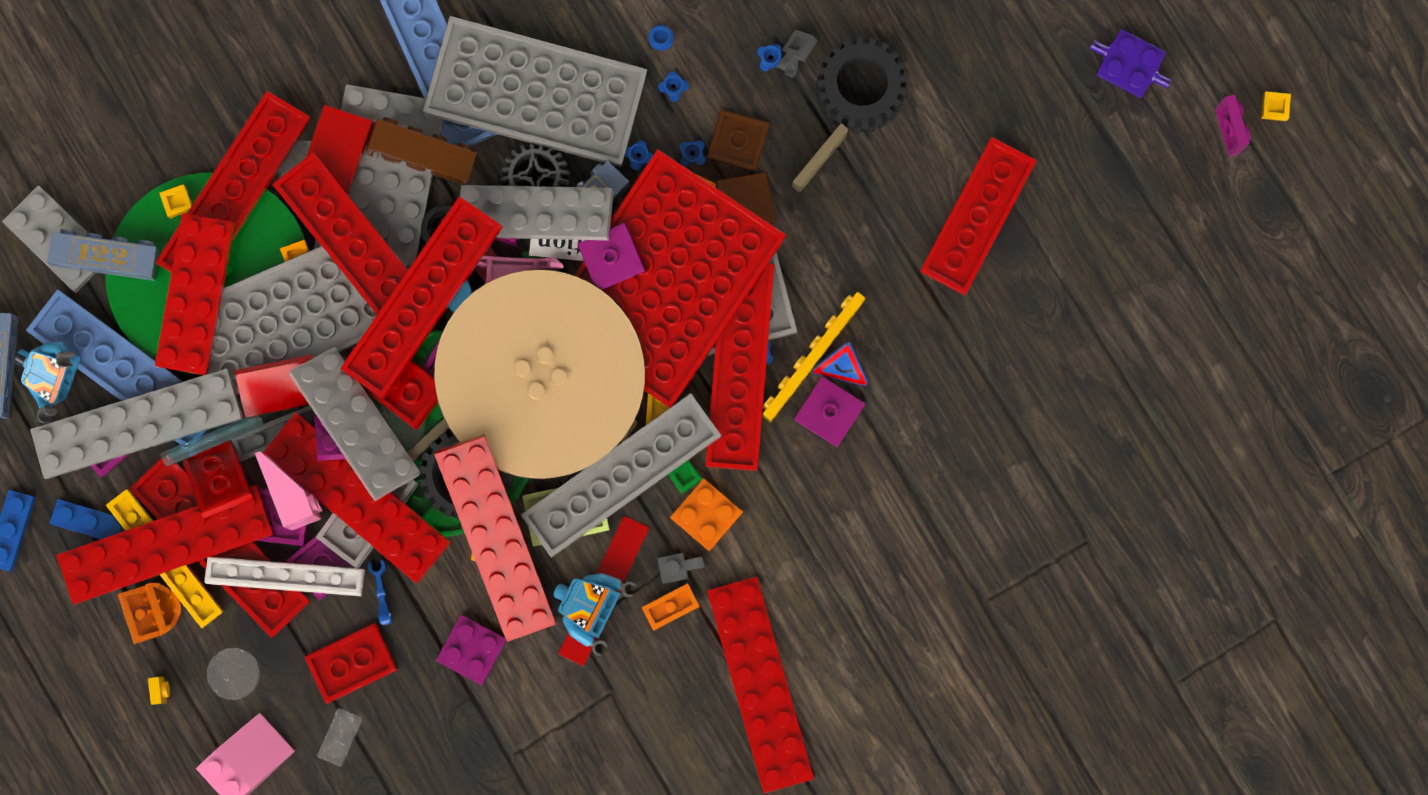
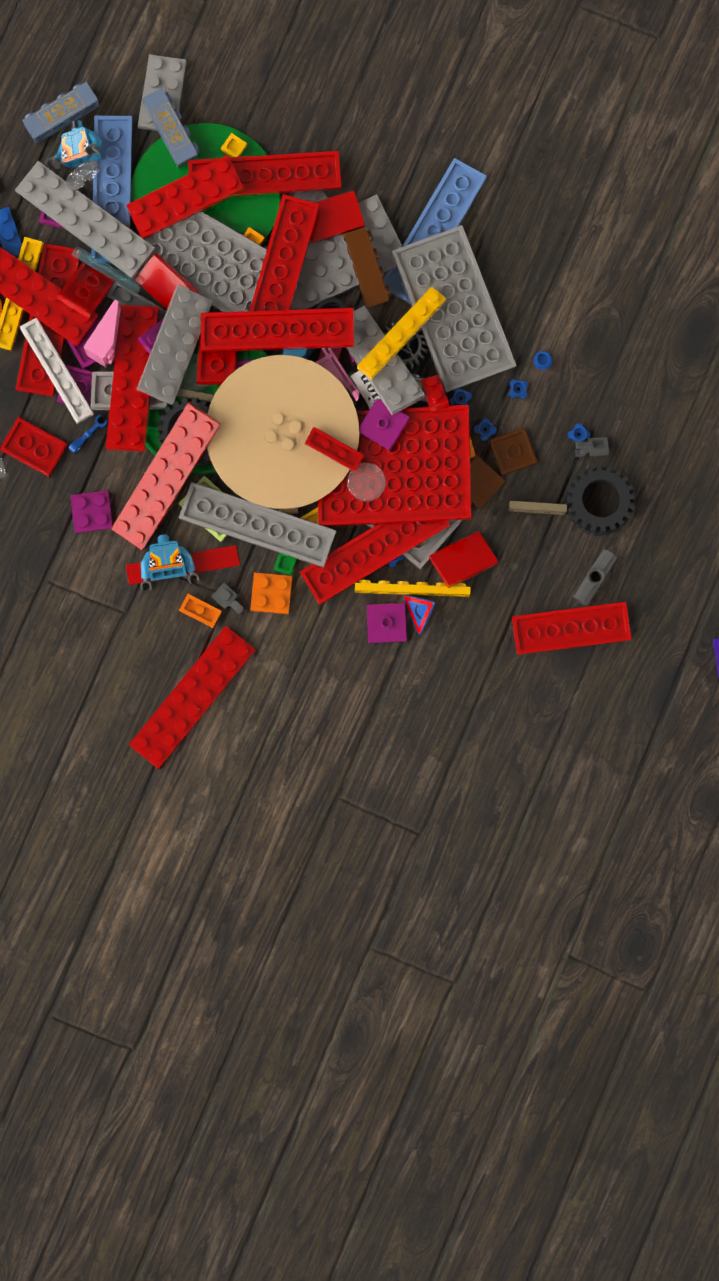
camera: 55 degrees right, 0 degrees up
(82, 390) = (83, 172): none -> clear tile
(524, 165) = (401, 333): none -> yellow plate
(601, 330) = (334, 449): none -> red plate
(617, 176) = (434, 393): none -> red plate
(661, 321) = (366, 482): none -> clear tile
(820, 278) = (463, 559): none -> red tile
(934, 136) = (601, 567): none -> dark grey piece

